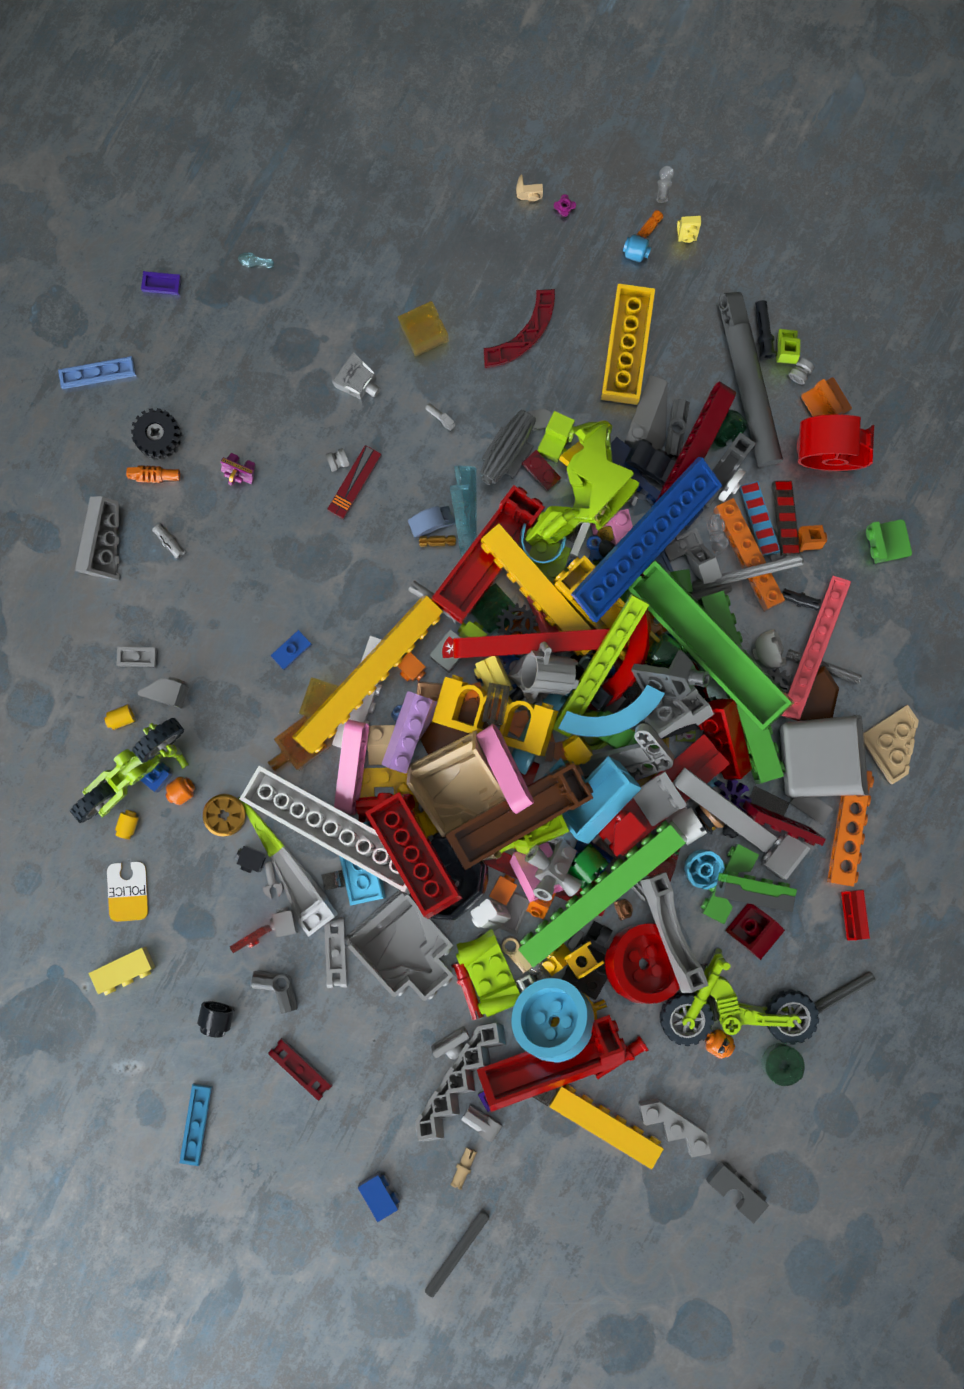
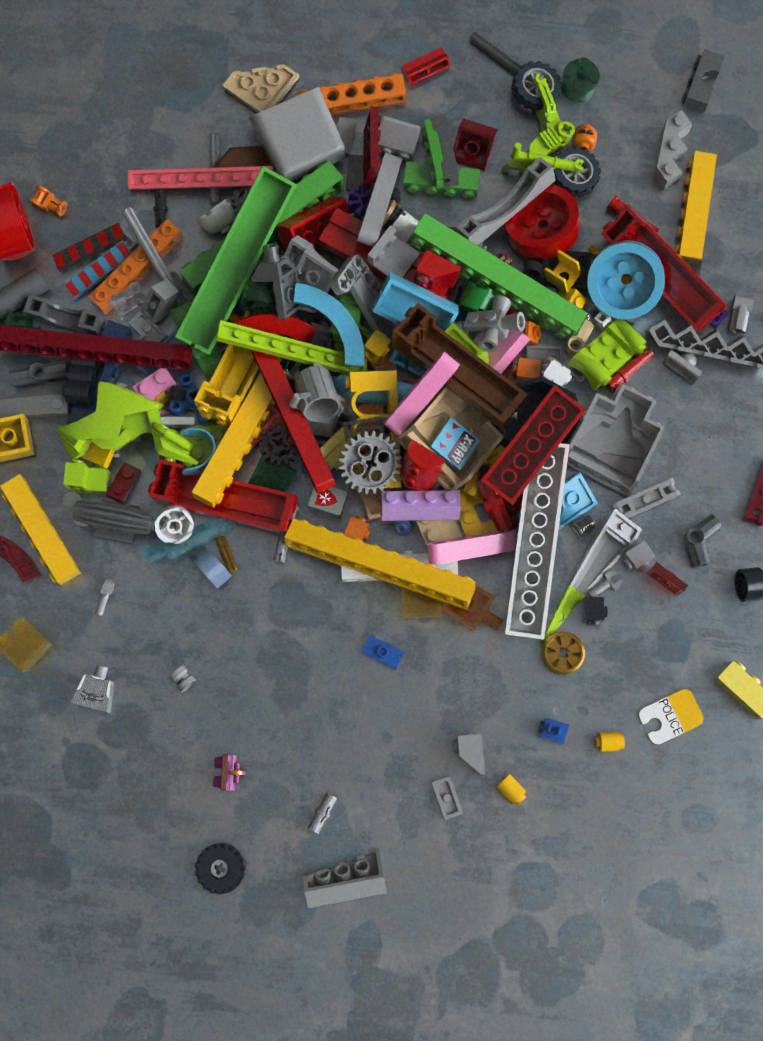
camera: 115 degrees left, 5 degrees down
(97, 372) = (179, 956): medium blue tile -> none
(130, 768) = (559, 750): piece -> none
(152, 474) = (262, 856): orange hinge -> none
(161, 283) = (64, 928): dark purple tile -> none
(180, 790) = (557, 702): orange head -> none
(249, 260) = (10, 847): clear light blue piece -> none
(354, 482) = (198, 655): dark red tile -> none
(439, 742) = (420, 467): none -> red brick
(451, 786) = (454, 444): none -> medium azure tile
(471, 630) = (302, 487): lime brick -> none
(472, 683) = (352, 456): none -> light grey gear
(481, 501) = (174, 524): none -> white cylinder
(526, 379) = (39, 529): none -> yellow brick
(646, 539) = (158, 351): blue plate -> none
(703, 868) = (438, 202): medium azure cylinder -> none
(732, 486) = (75, 301): white plate -> none
(811, 537) = (99, 217): orange brick -> none
(850, 492) = (46, 201): none -> orange connector
(888, 541) = (78, 152): bright green bracket -> none

